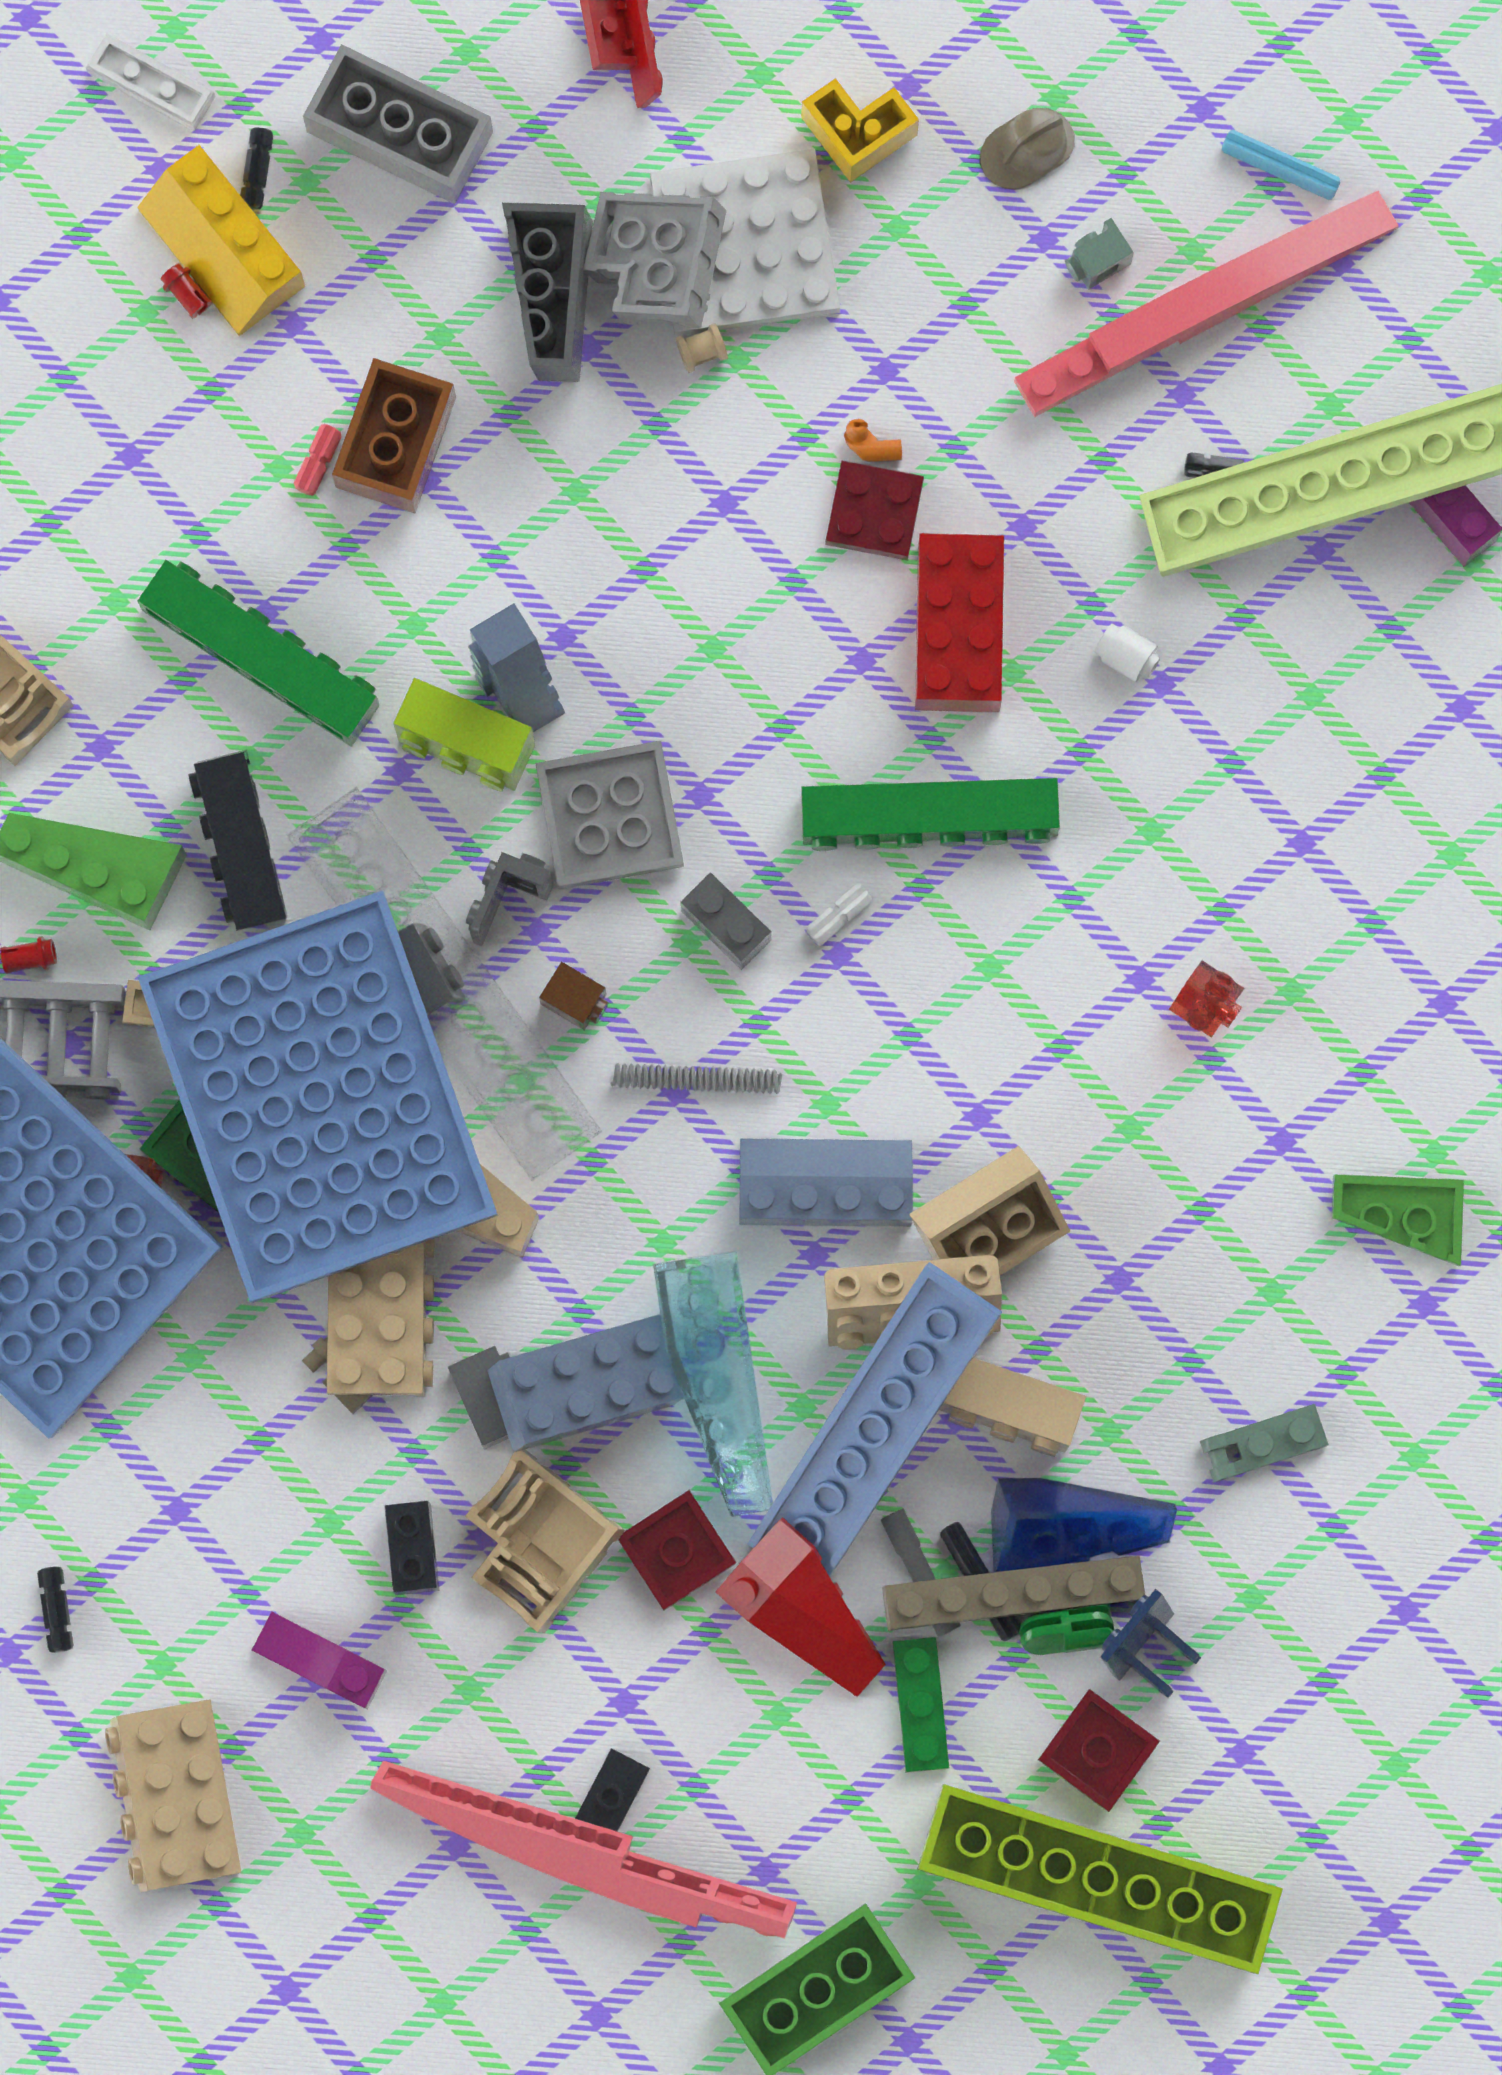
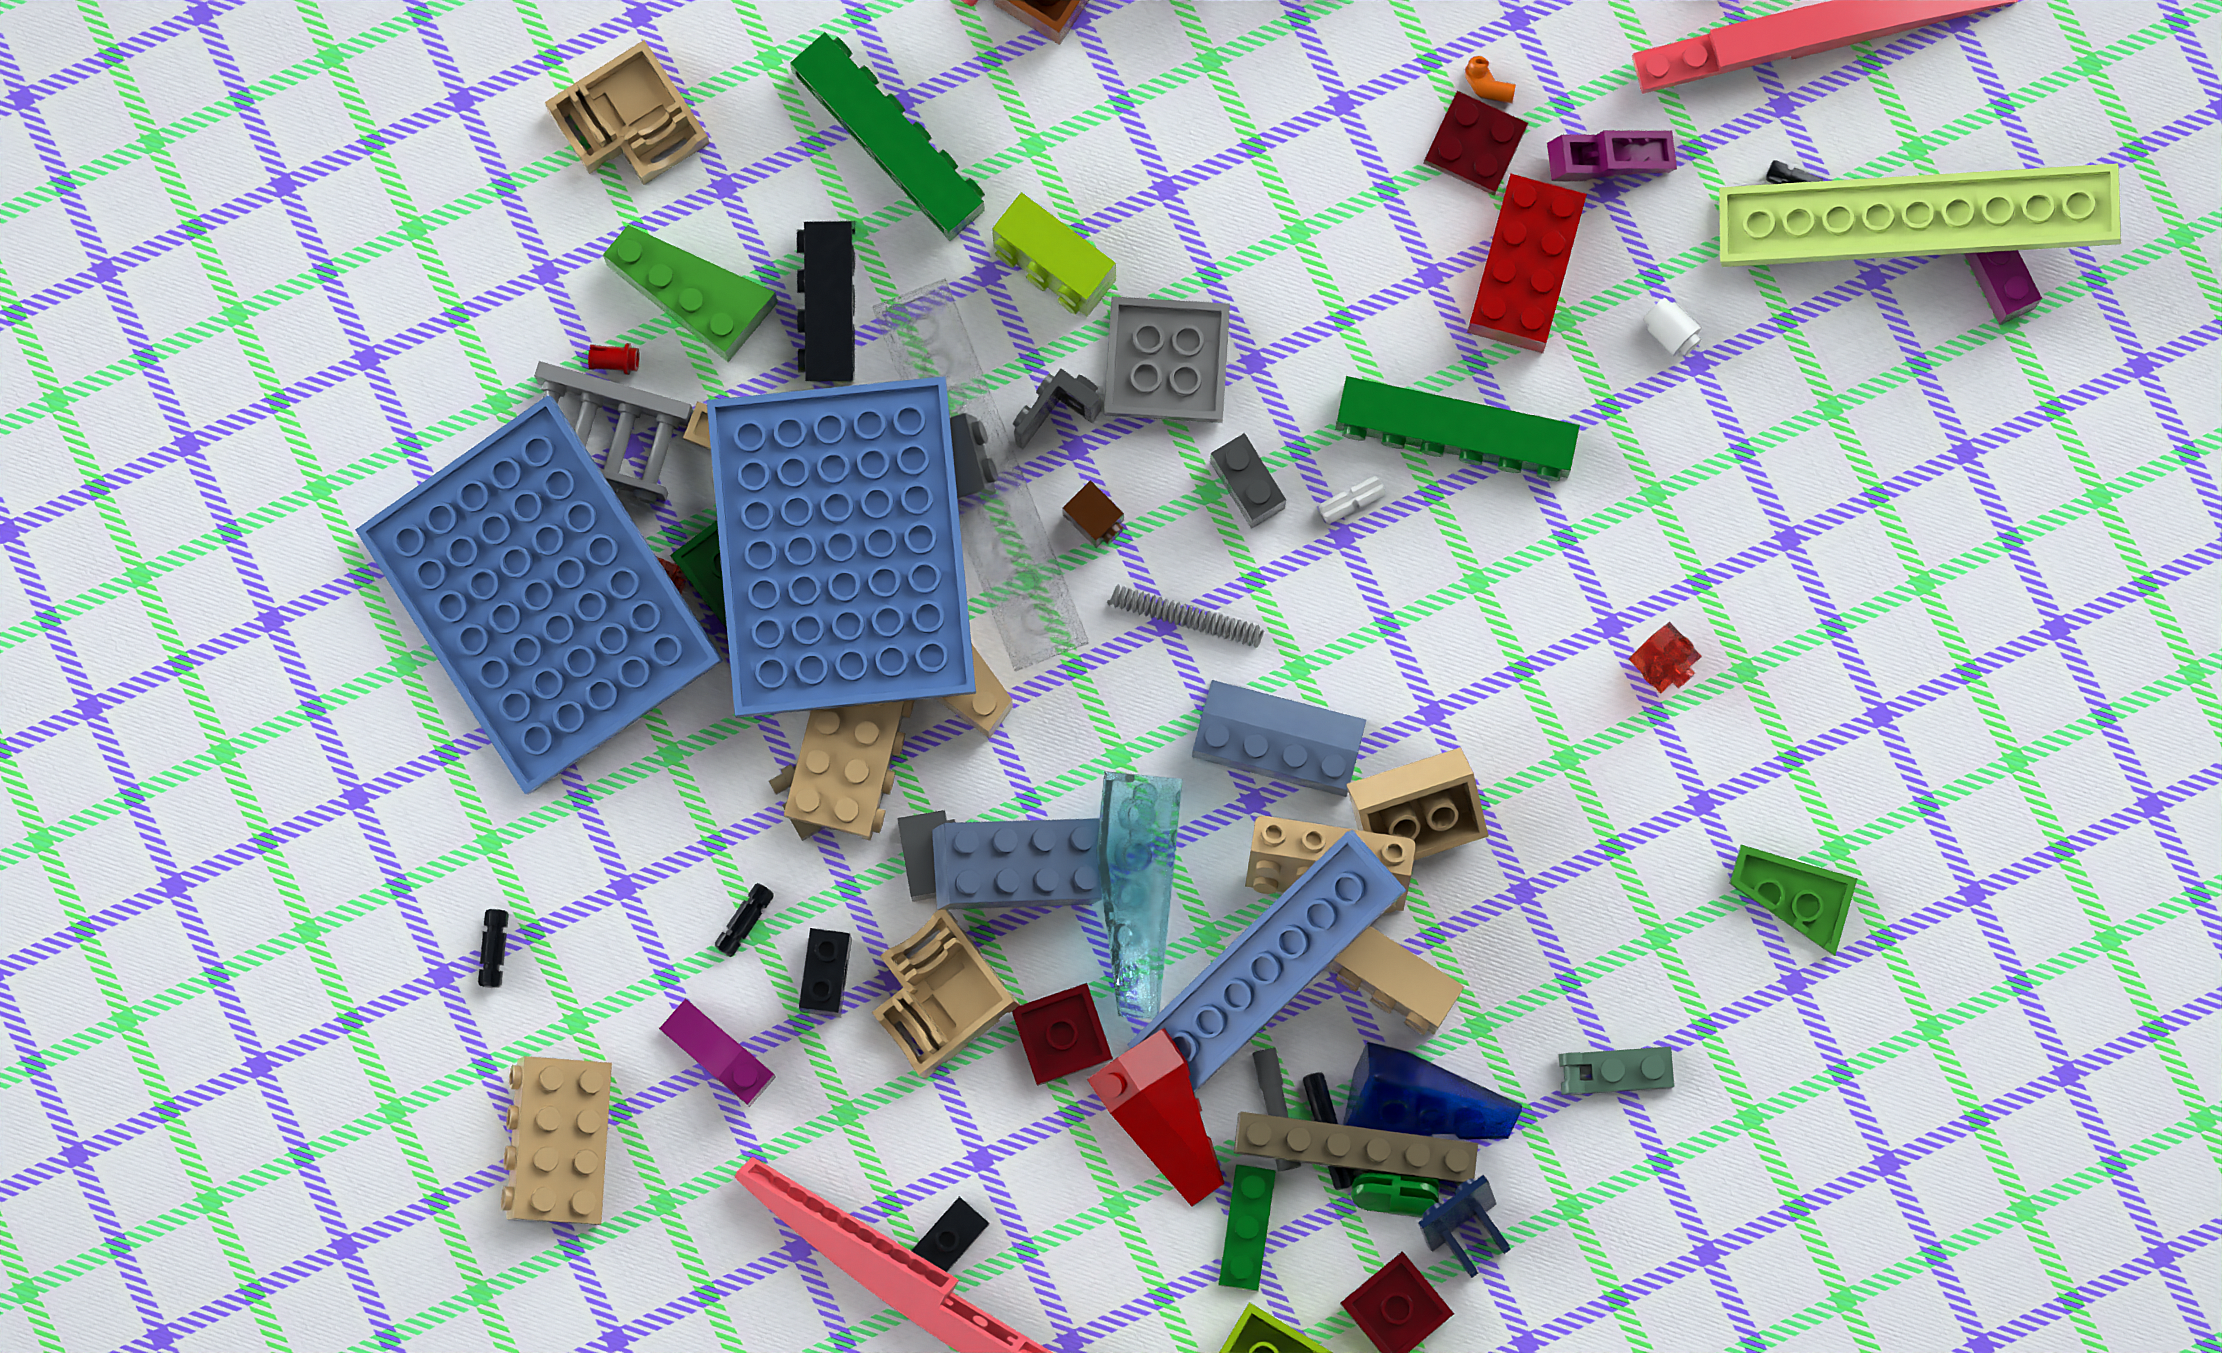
camera: 15 degrees right, 0 degrees up
(312, 1513) = (744, 919): none -> black axle
(514, 668) = (1113, 206): sand blue wedge -> none
(1018, 488) = (1611, 154): none -> magenta slope

